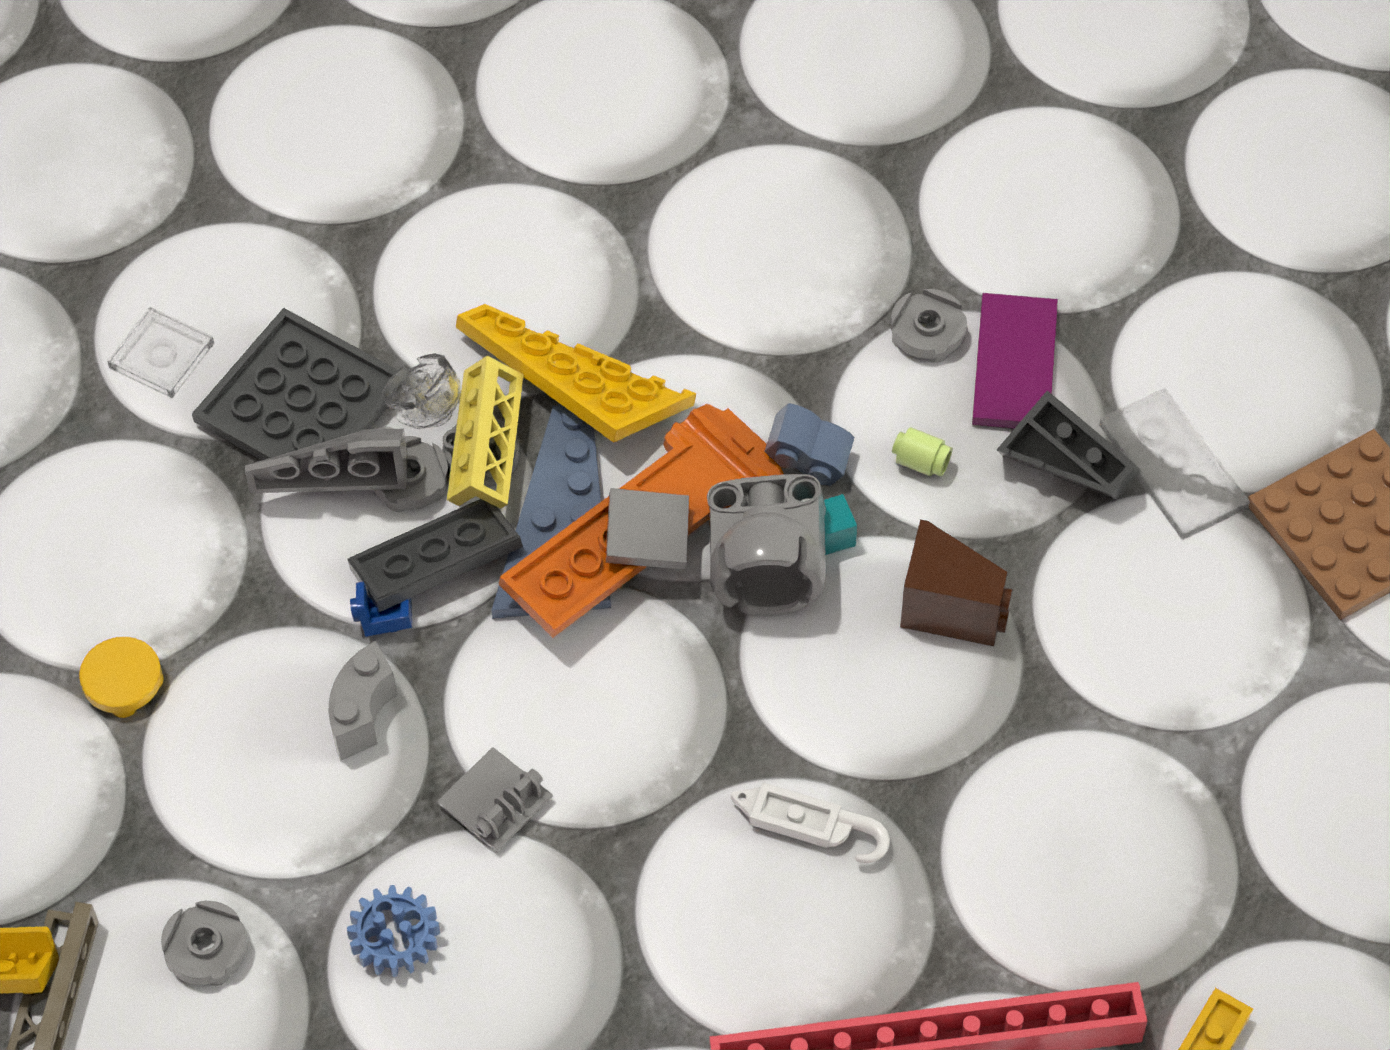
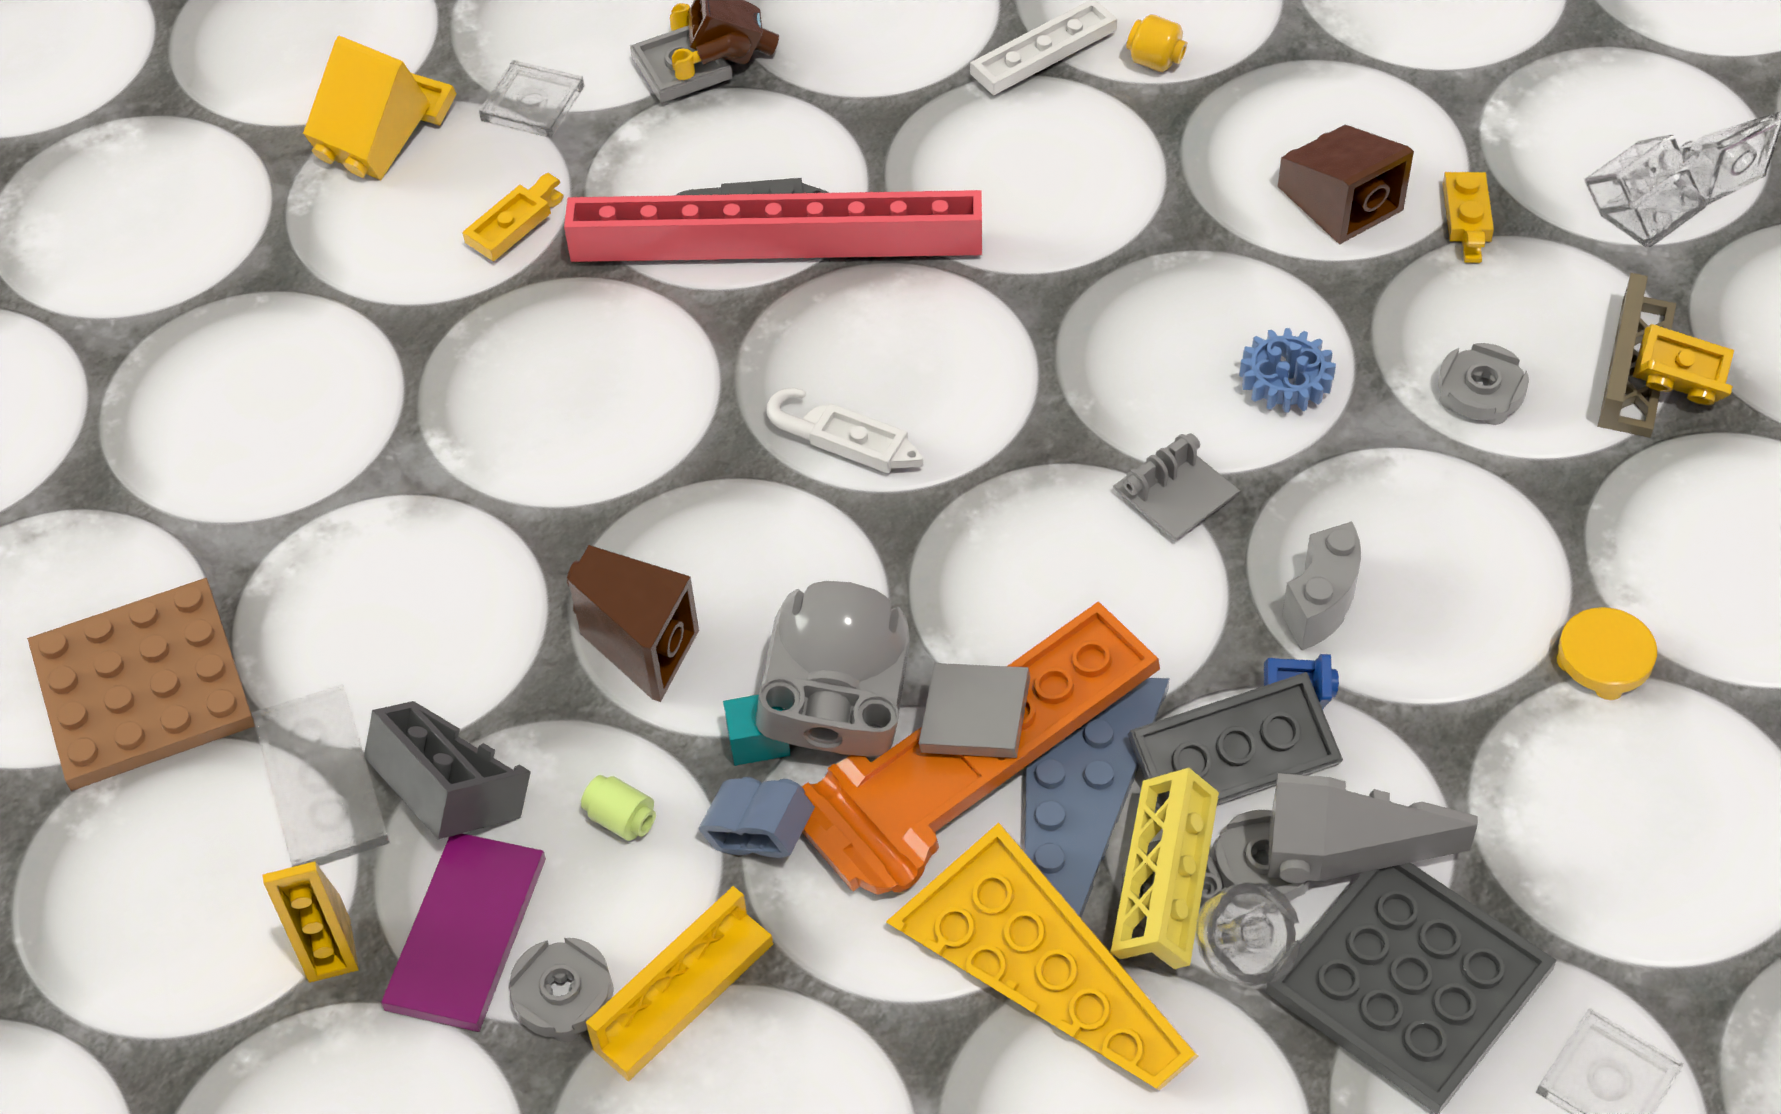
camera: 170 degrees left, 5 degrees down
(840, 335) = (677, 985): none -> yellow fence
(1118, 301) = (313, 920): none -> yellow slope

